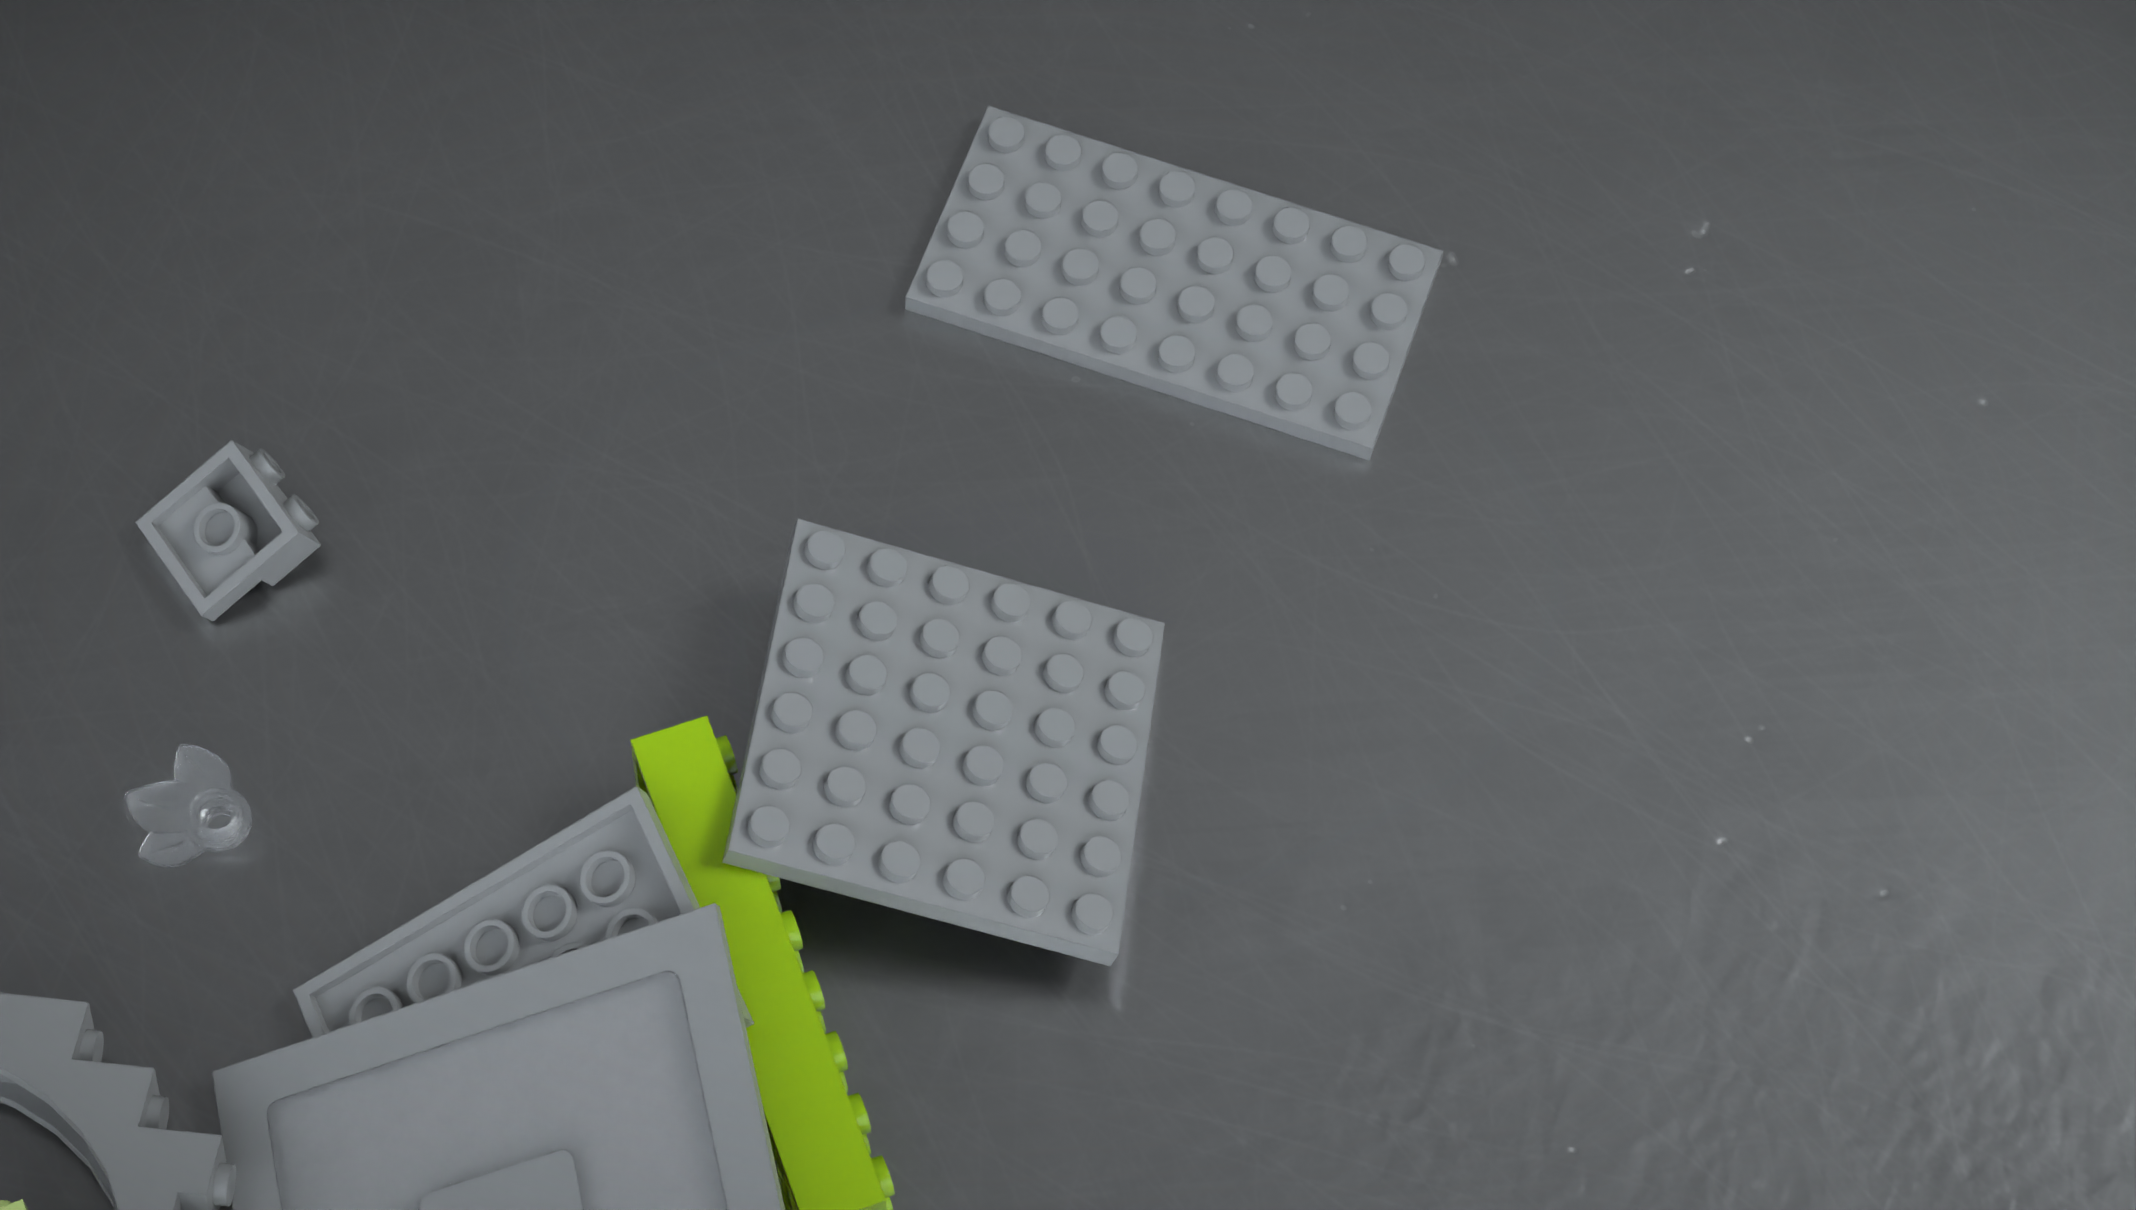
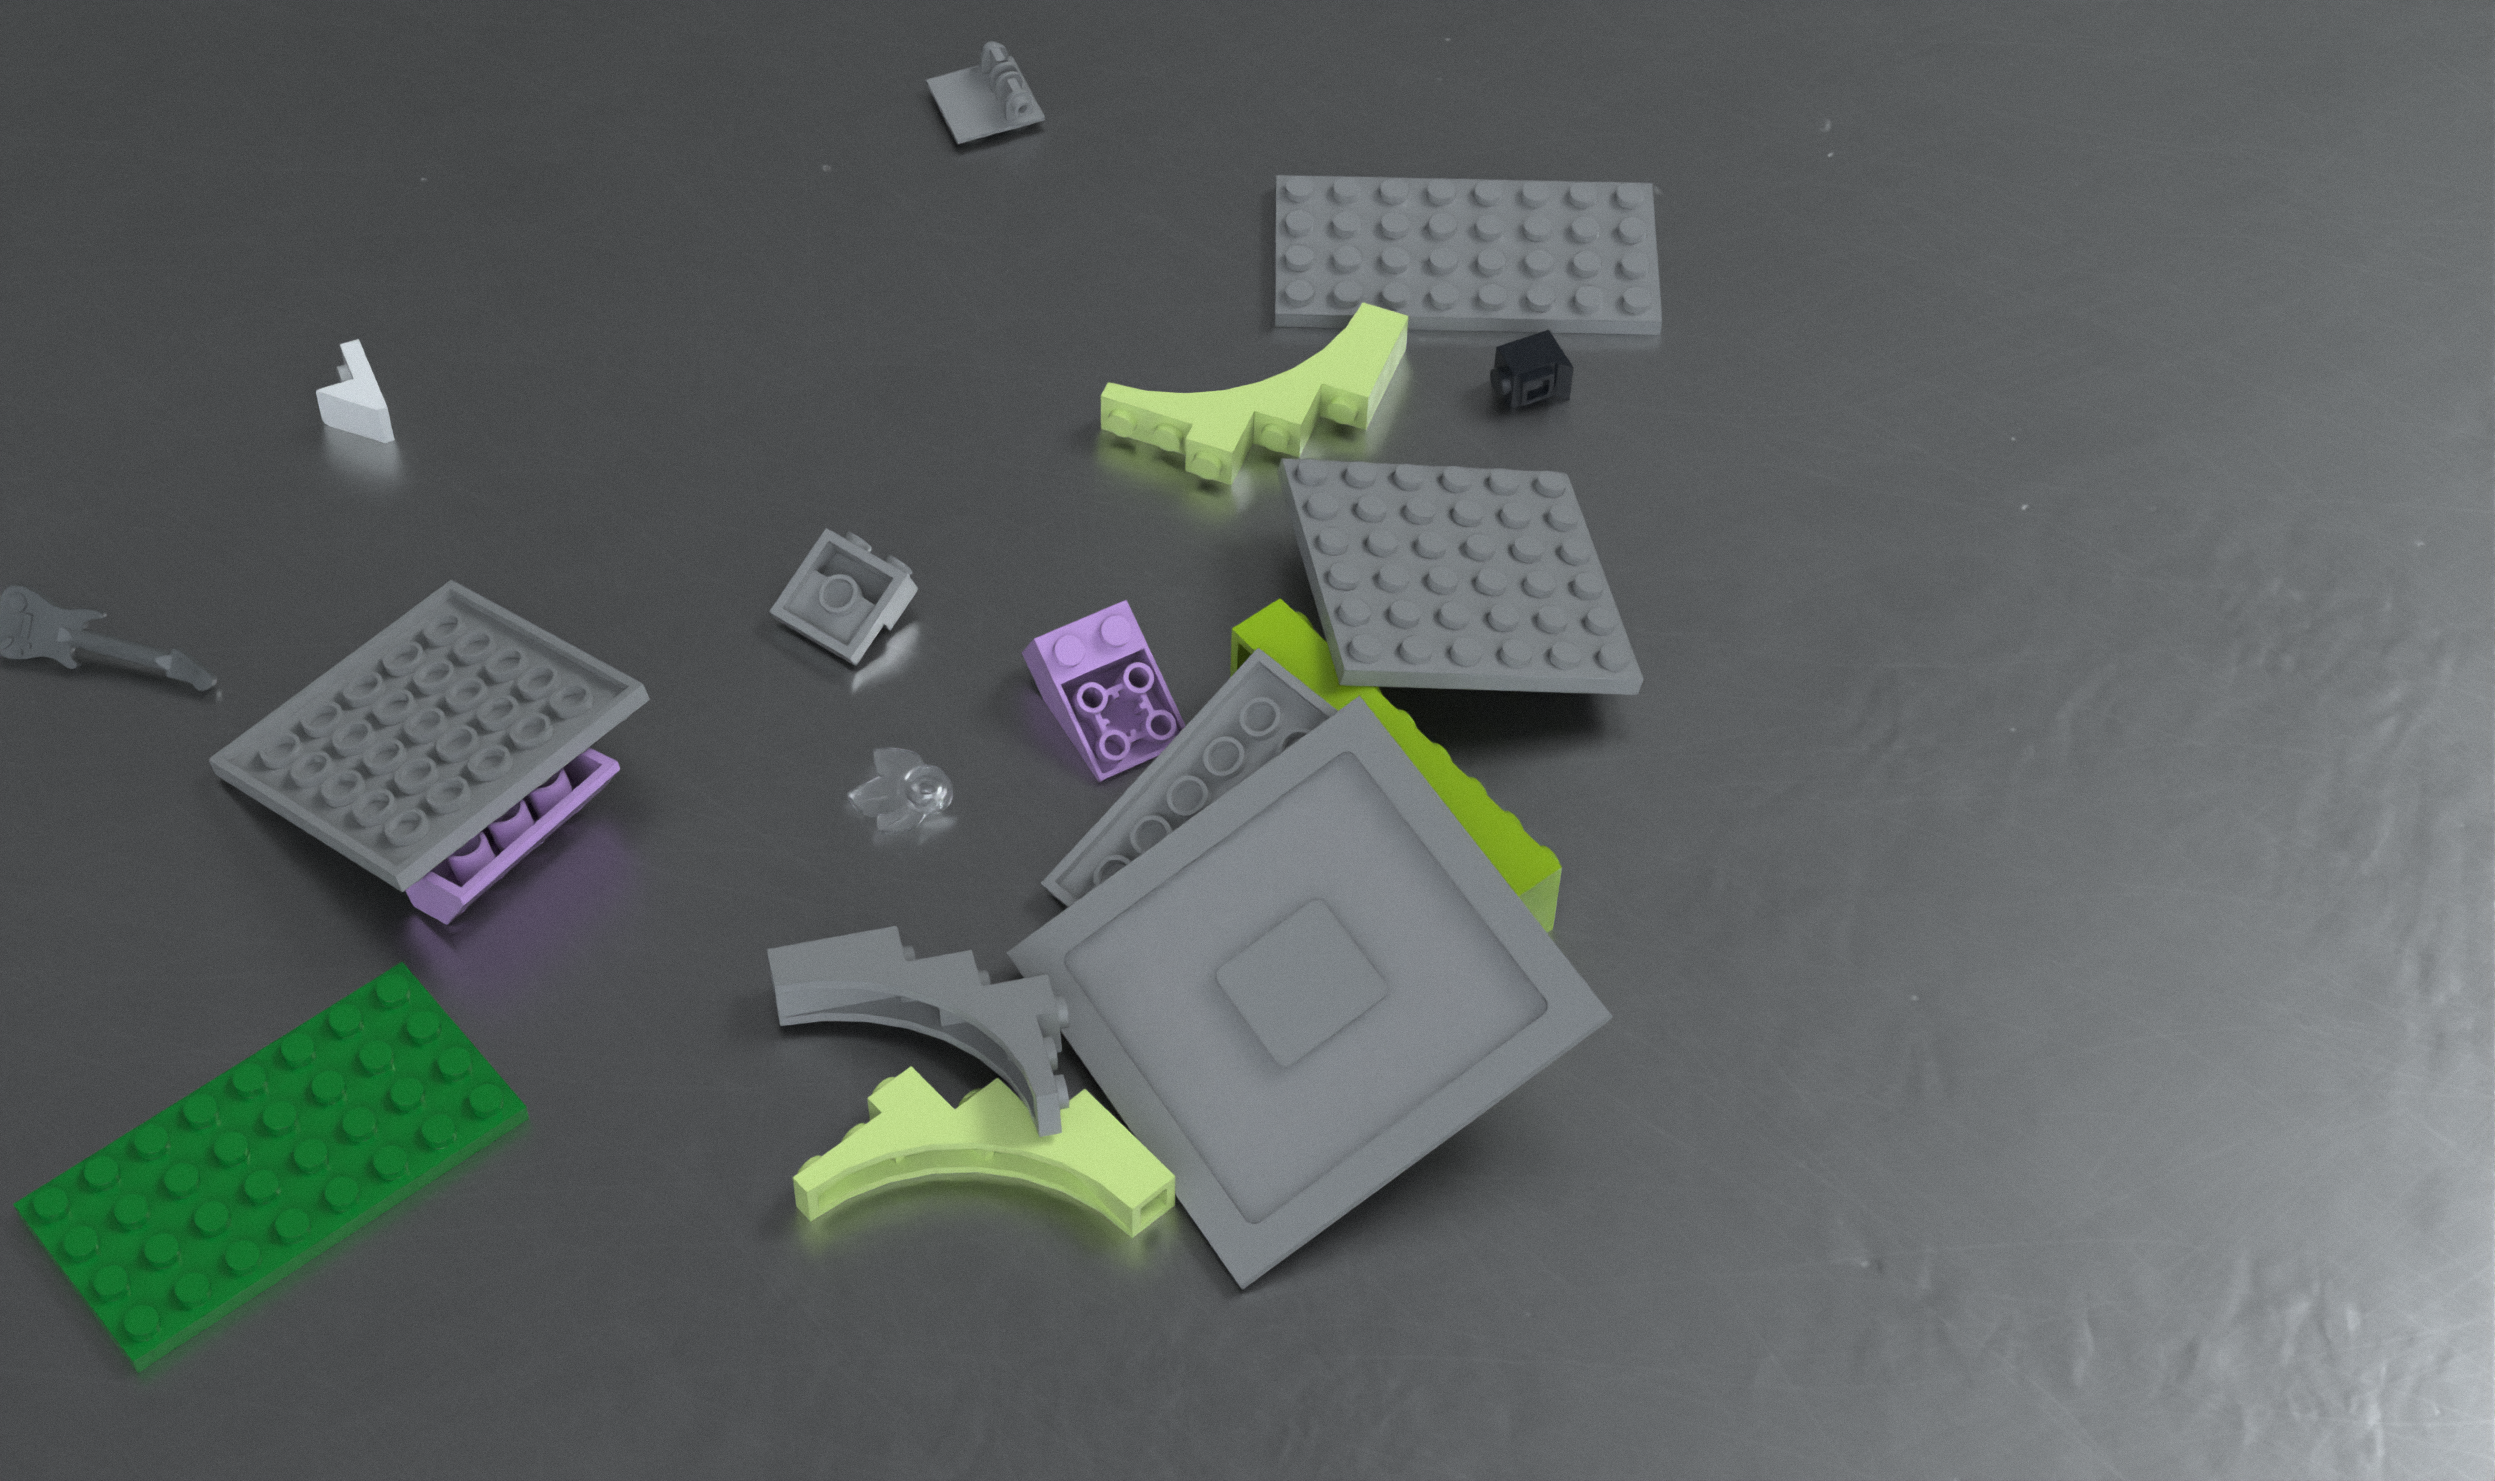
camera: 15 degrees left, 10 degrees down
(481, 757) = (1105, 690): none -> lavender slope
(851, 436) = (1276, 413): none -> yellowish green arch
(1178, 469) = (1531, 370): none -> black window

